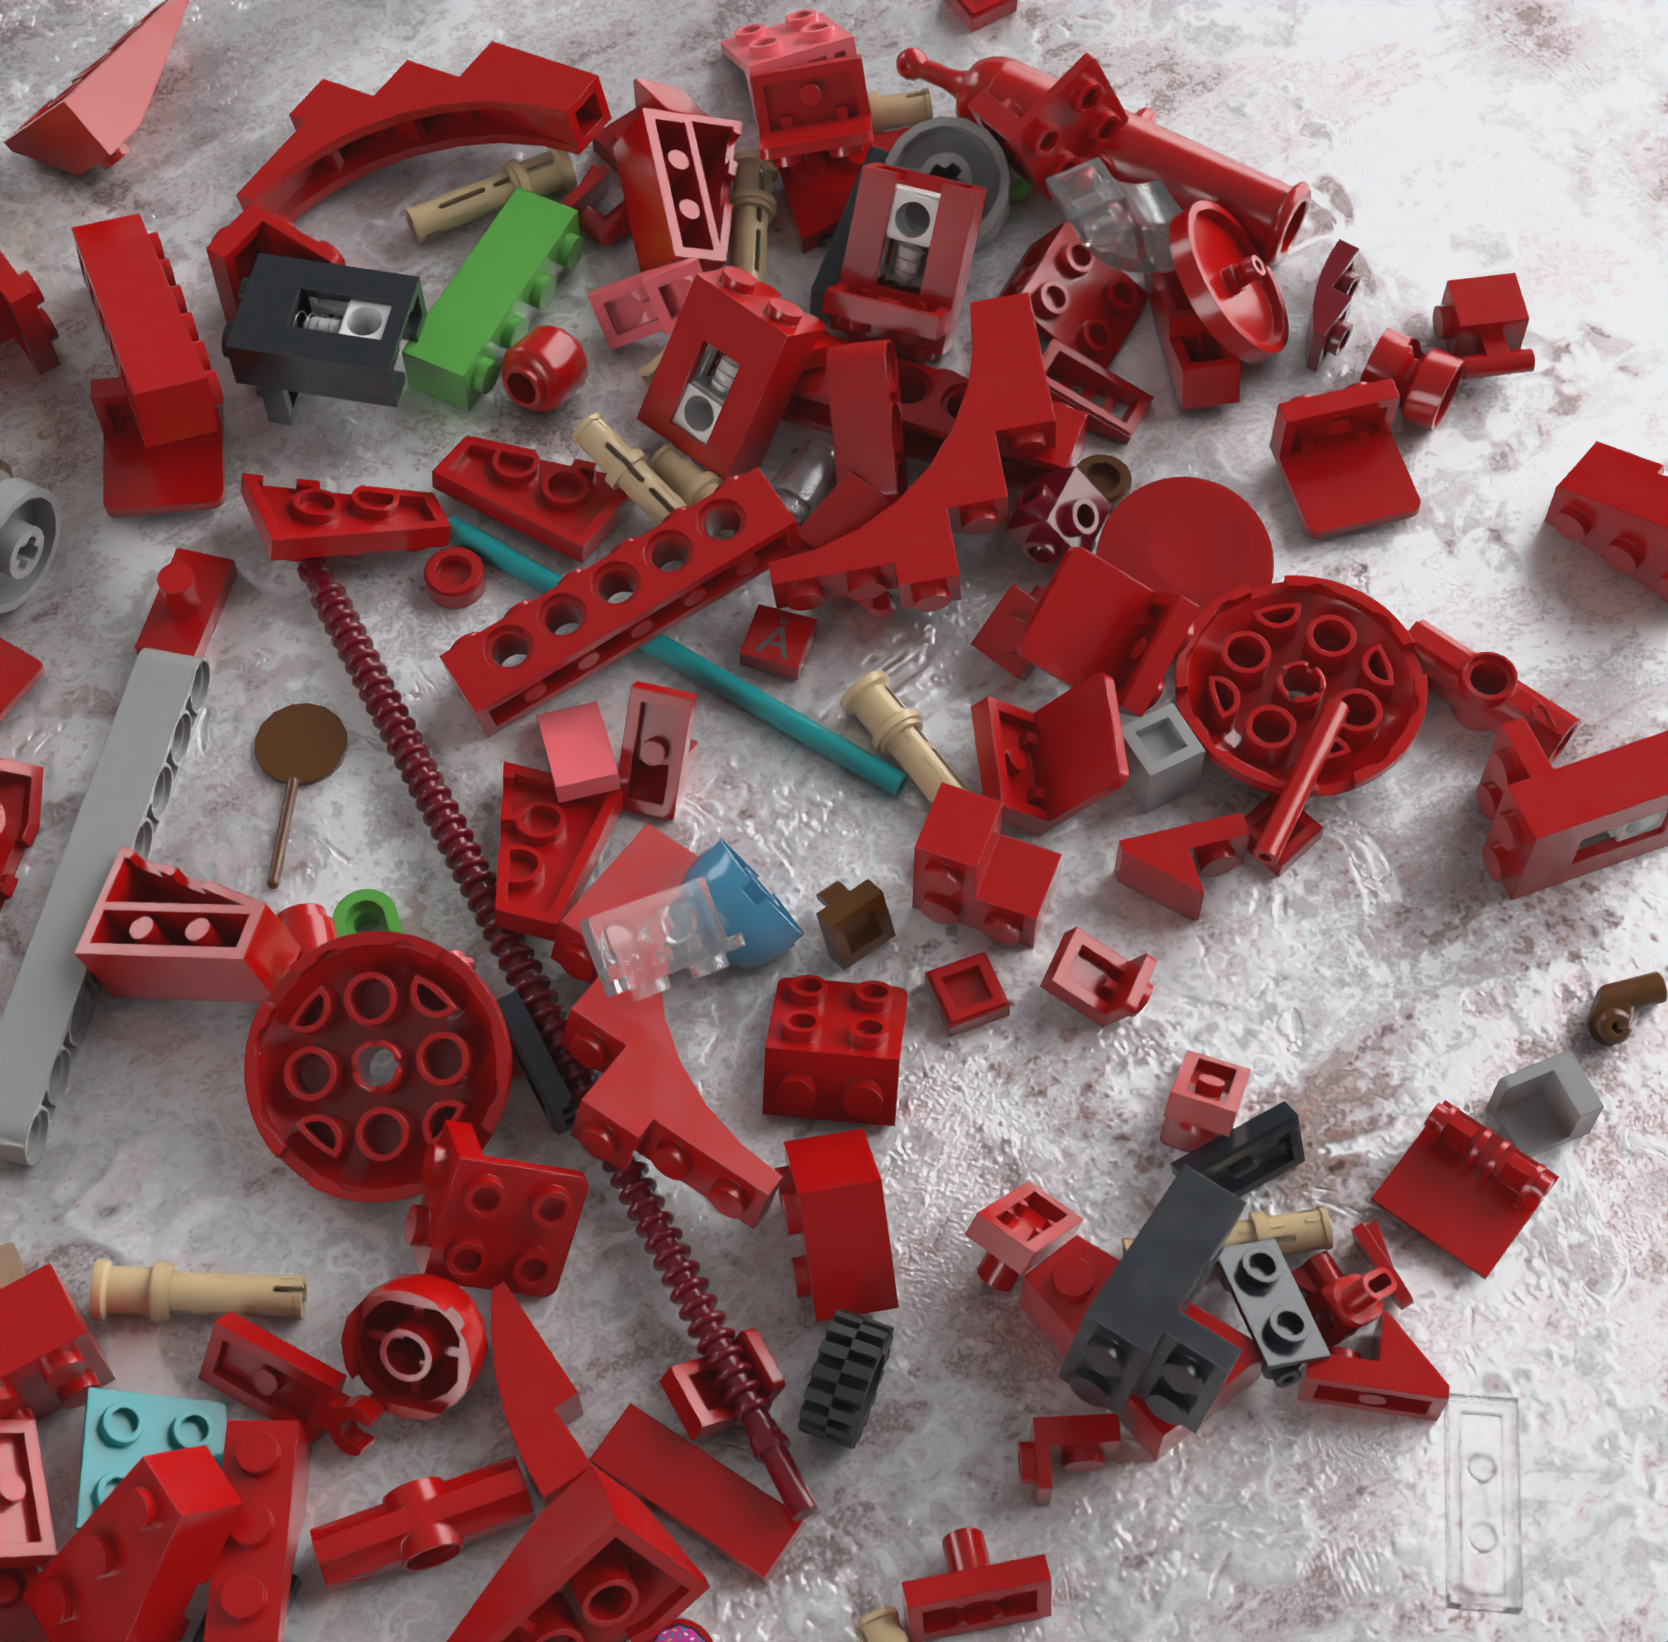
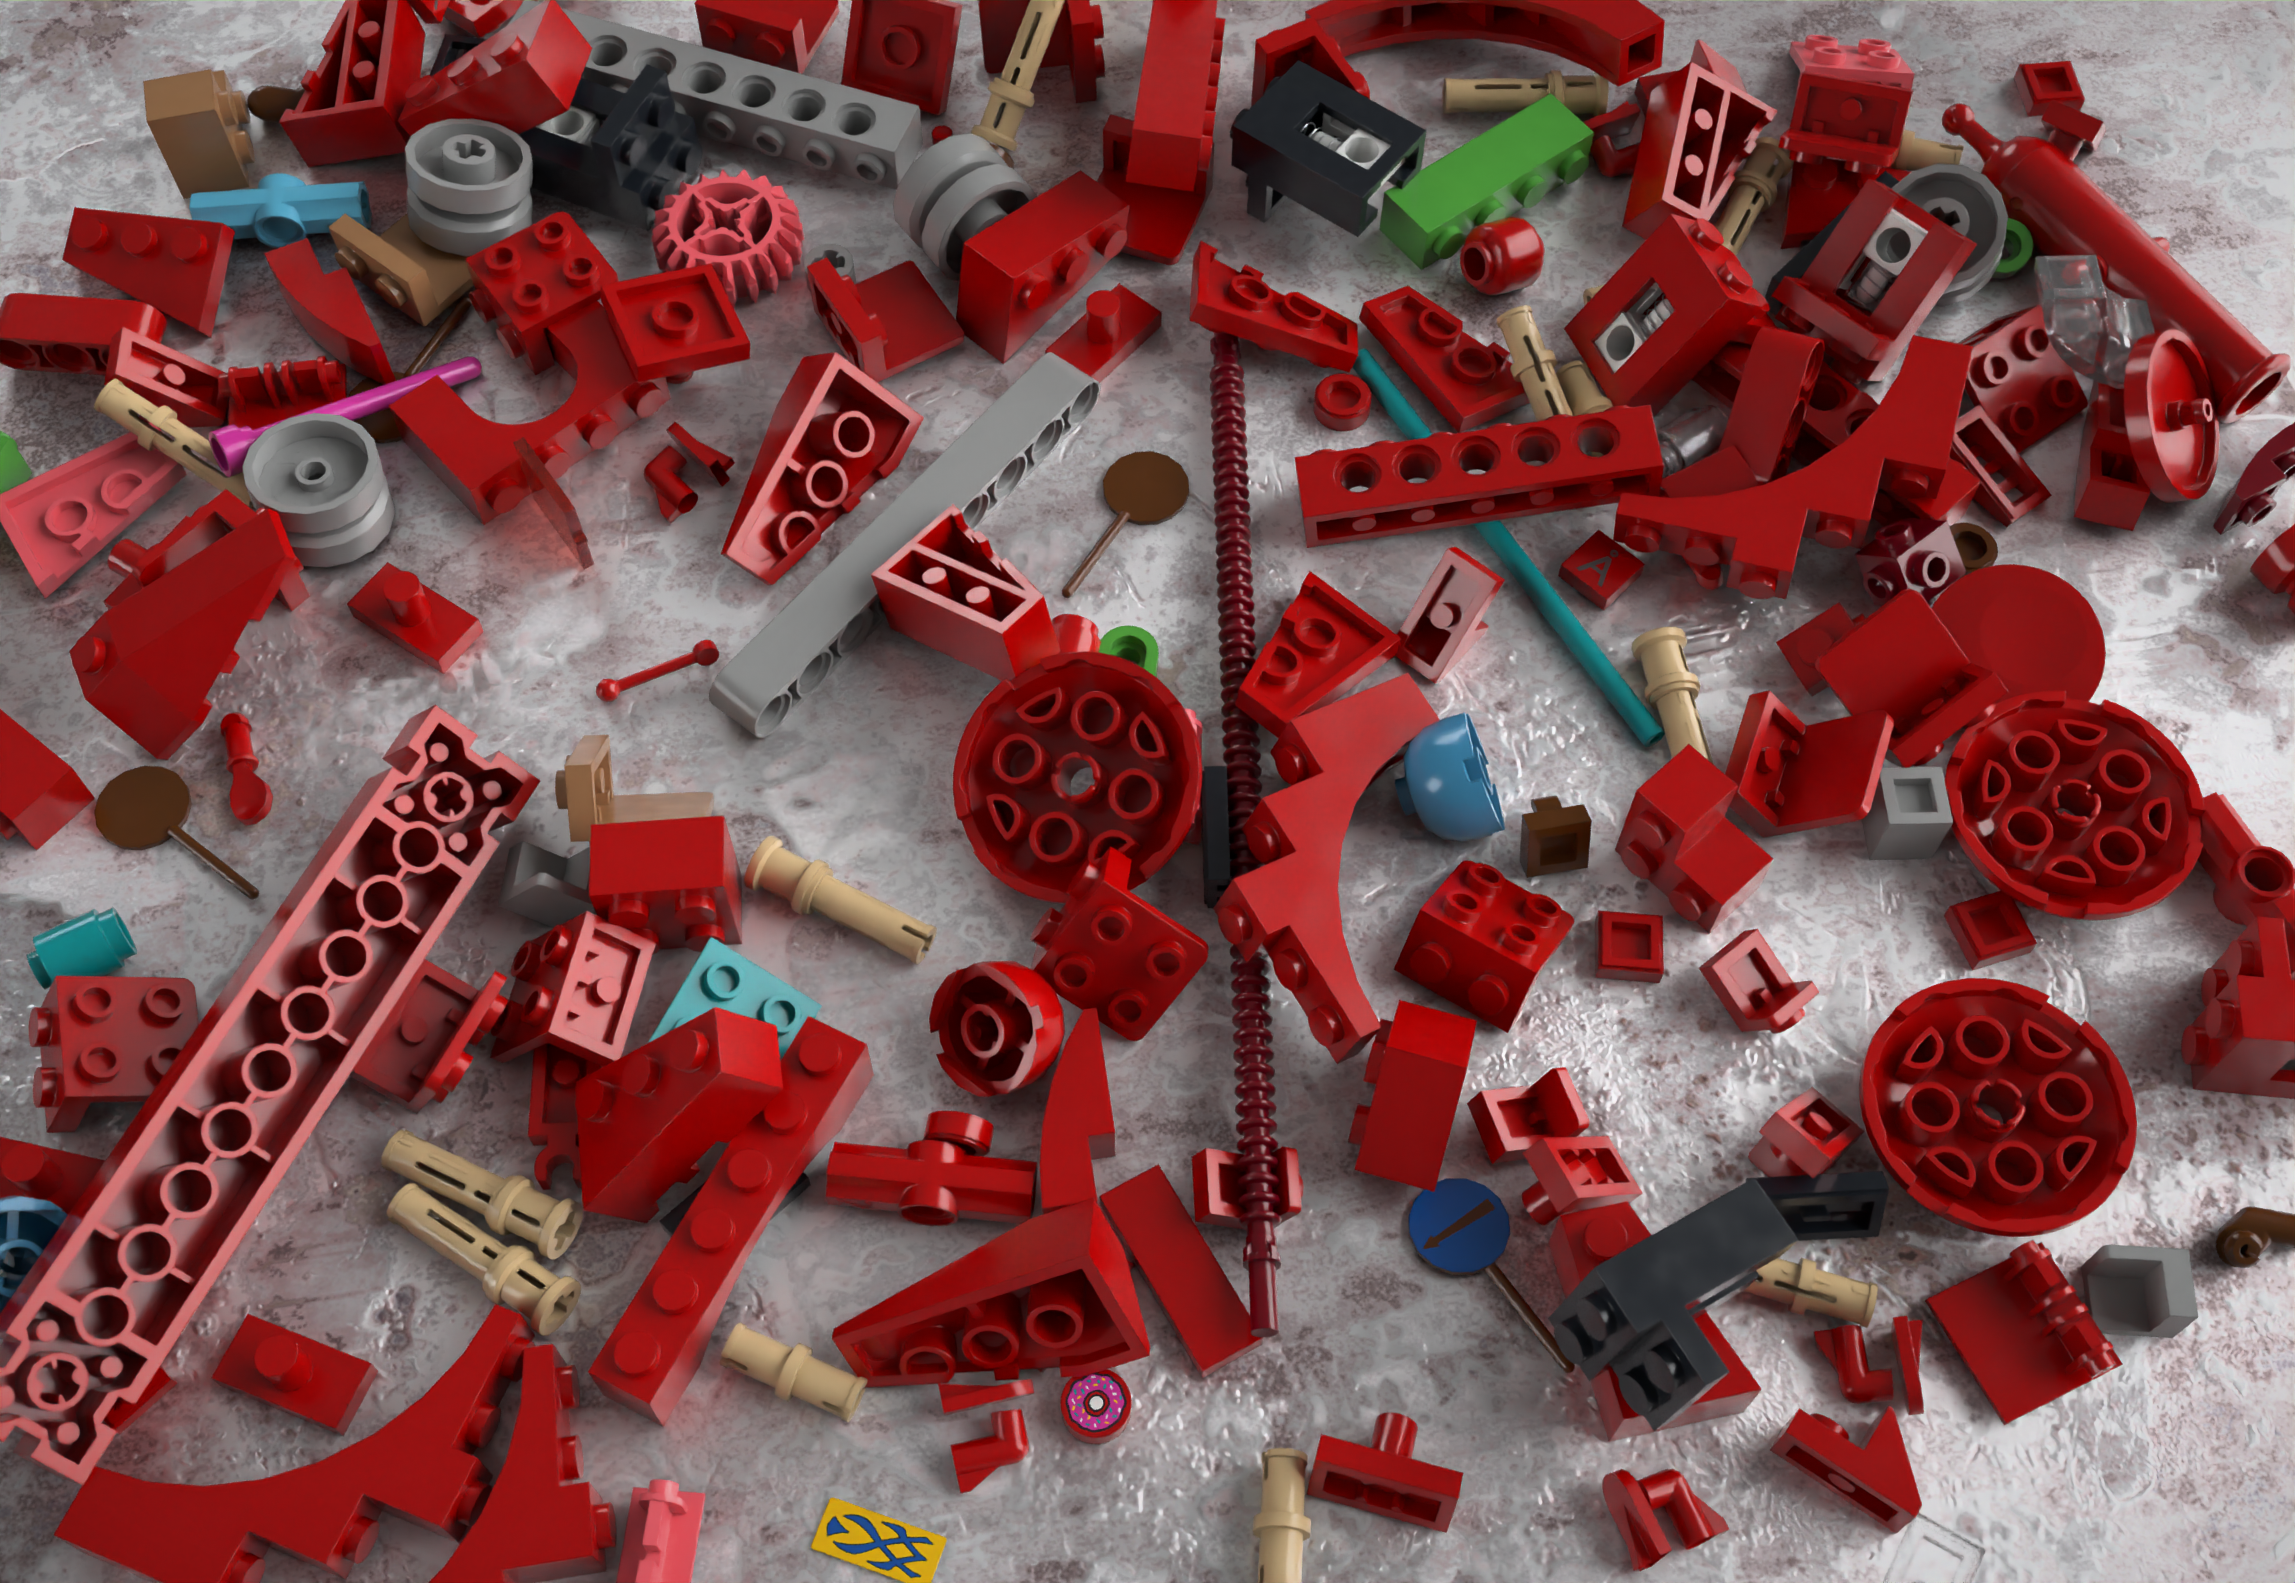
camera: 25 degrees right, 0 degrees up
(85, 561) = (1036, 262): none -> red wedge
(286, 1384) = (876, 1012): red plate -> none
(426, 1459) = (960, 1129): none -> red tile
(578, 752) = (1377, 590): coral slope -> none
(643, 302) = (1612, 231): coral slope -> none
(658, 936) = (1367, 770): clear bracket -> none
(845, 1378) = (1356, 1231): black tyre -> none
(943, 1331) = (1465, 1232): none -> blue piece
(948, 1198) = (1522, 1115): none -> red bracket
(1019, 36) = (2072, 129): none -> red tile
(1060, 129) = (2071, 216): red bracket -> none
(1074, 1441) = (1539, 1386): red bracket -> none
(1169, 861) = (1874, 909): red slope -> none
(1203, 1508) = (1633, 1506): none -> red piece
(1272, 1309) = (1781, 1354): hinge -> none
(1301, 782) = (2033, 889): red piece -> none
(1343, 459) = (2212, 619): red bracket -> none
(1351, 1301) = (1861, 1382): red piece -> none
(1366, 942) = (2050, 1079): none -> red brick

